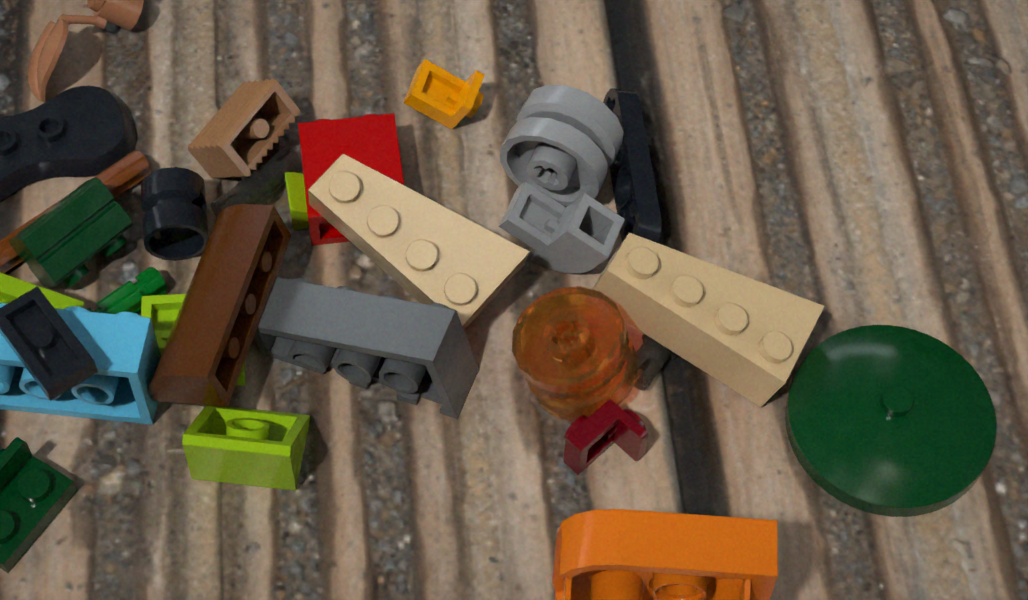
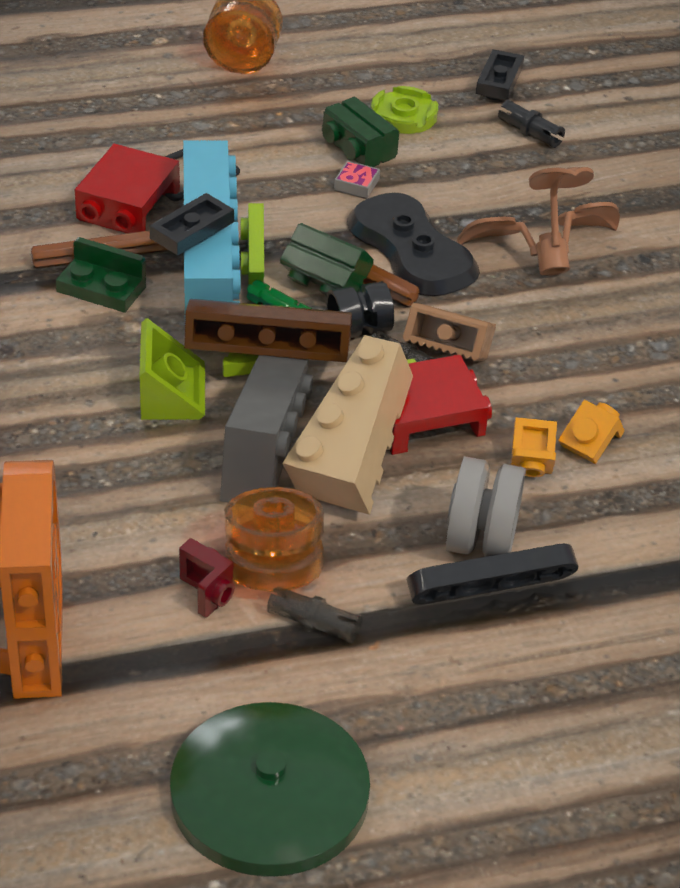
camera: 80 degrees right, 15 degrees down
(423, 35) = (591, 430): none -> light orange bracket
(563, 237) = (405, 521): light grey brick -> none
(710, 315) = (323, 631): tan wedge -> none

